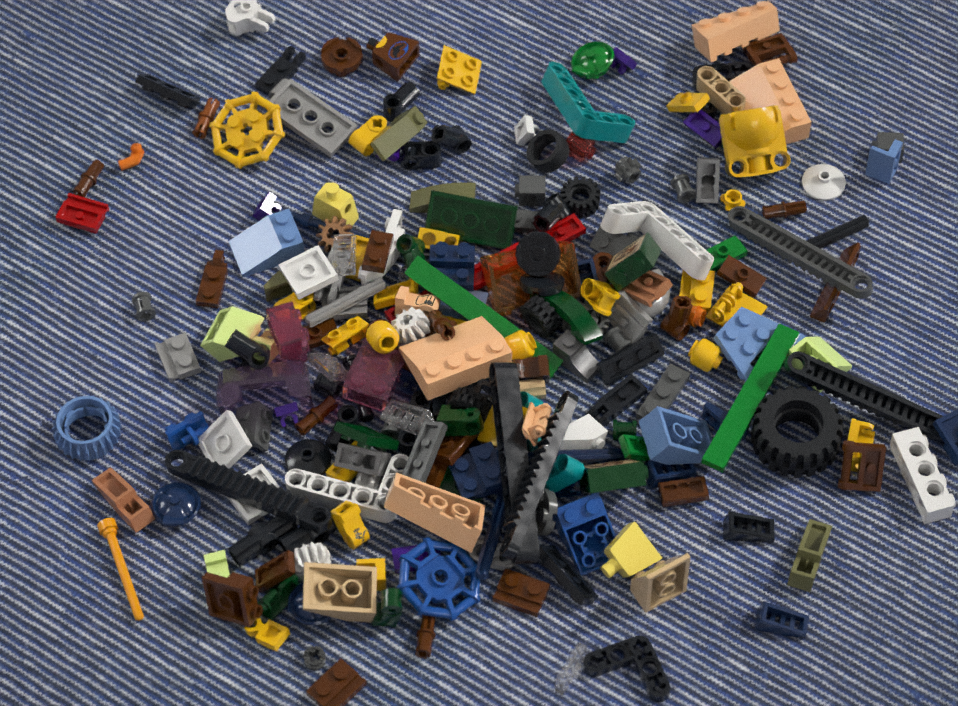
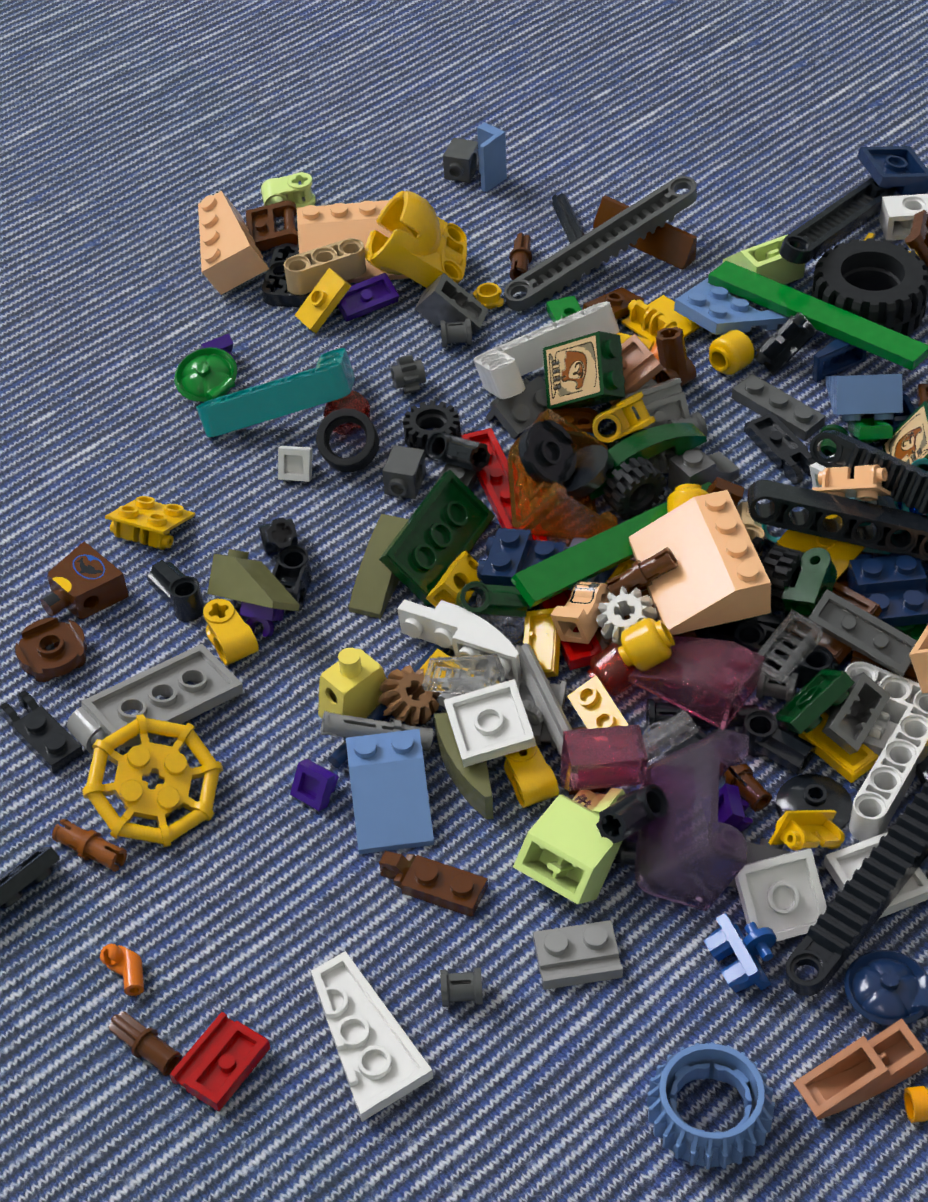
camera: 75 degrees left, 10 degrees down
(101, 277) = (369, 1041): none -> white wing
(264, 439) = (807, 830): none -> yellow hinge
(305, 225) = (352, 726): none -> light grey pin
(377, 251) = (481, 629): reddish brown plate -> none
(630, 359) = (718, 423): black plate -> none
(720, 384) = (786, 344): none -> black hinge
(811, 52) = (288, 188): none -> yellowish green piece
(820, 188) = (485, 224): white dish -> none

